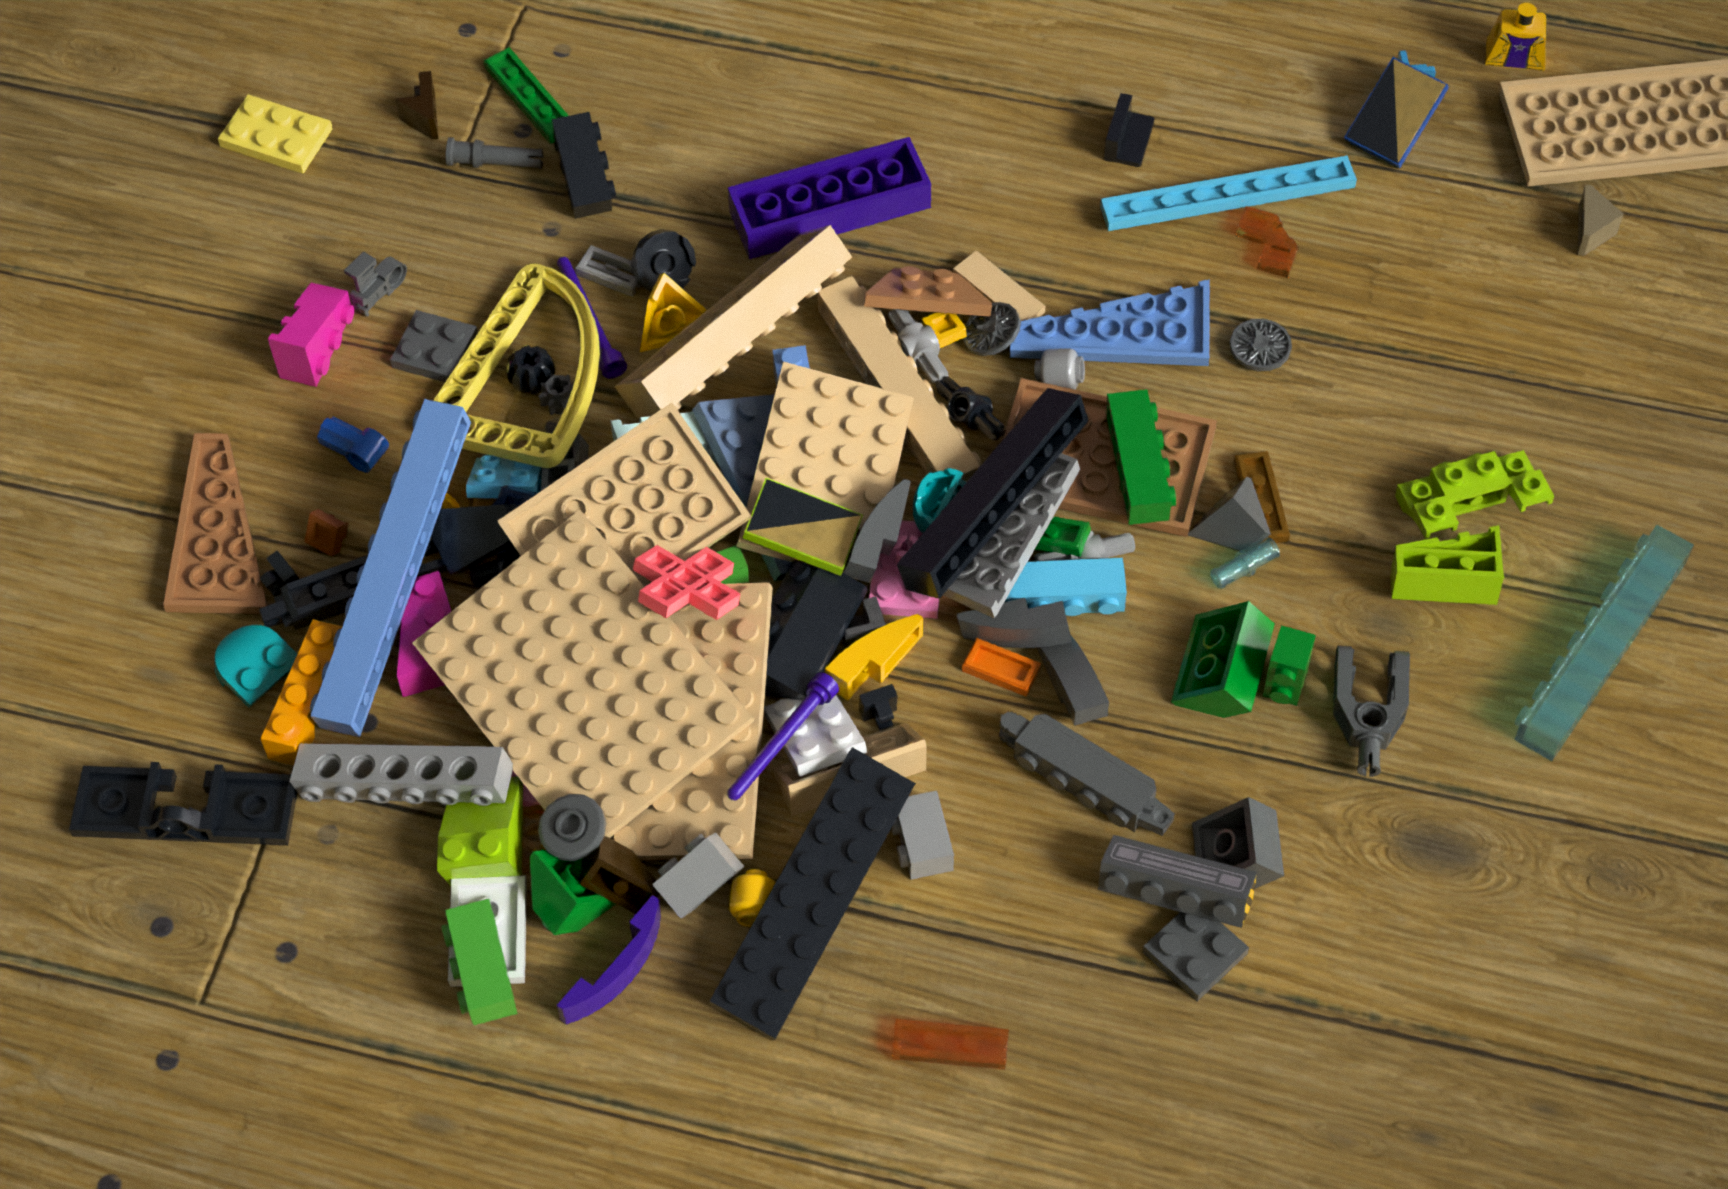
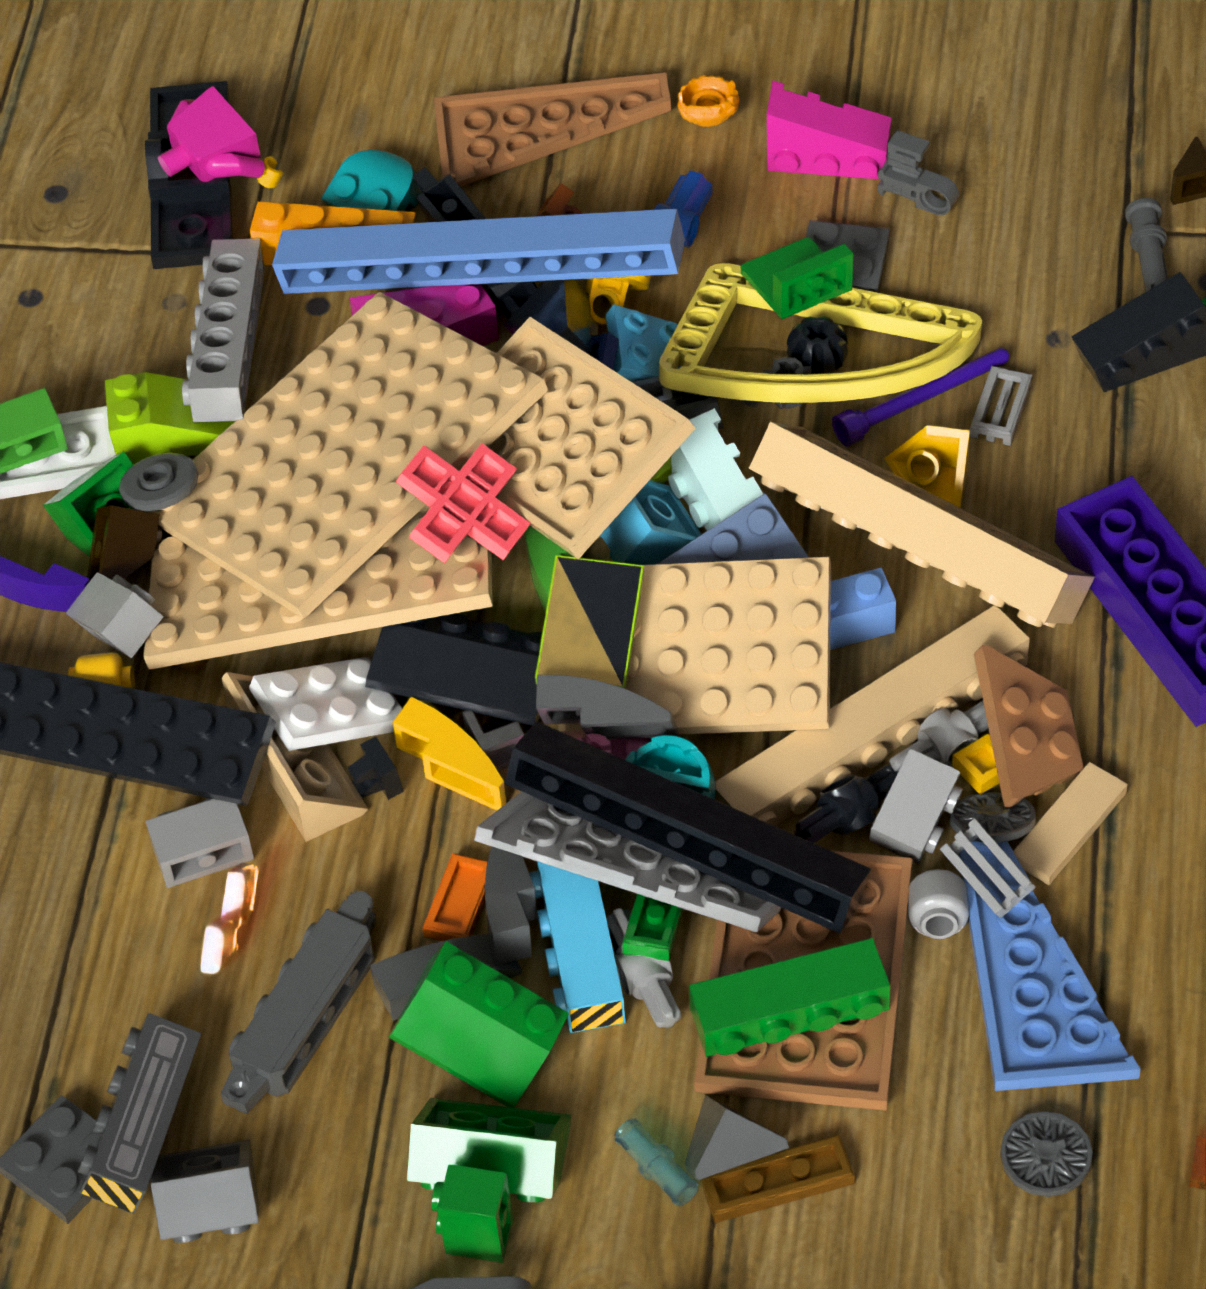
camera: 85 degrees right, 5 degrees down
(179, 763) = (215, 143): none -> dark pink torso
(236, 407) = (708, 100): none -> light orange hair
(275, 133) = (1130, 53): light yellow plate -> none
(280, 576) = (490, 187): black tile -> none
(466, 364) = (800, 276): none -> green bracket
(663, 253) = (1006, 440): black tile -> none
(820, 690) = (371, 691): dark purple piece -> none
(982, 365) = (915, 806): none -> light grey brick
(1021, 822) = (238, 904): none -> clear orange tile
(1069, 319) = (964, 841): none -> light grey tile
(1133, 648) = (478, 1025): none -> green slope

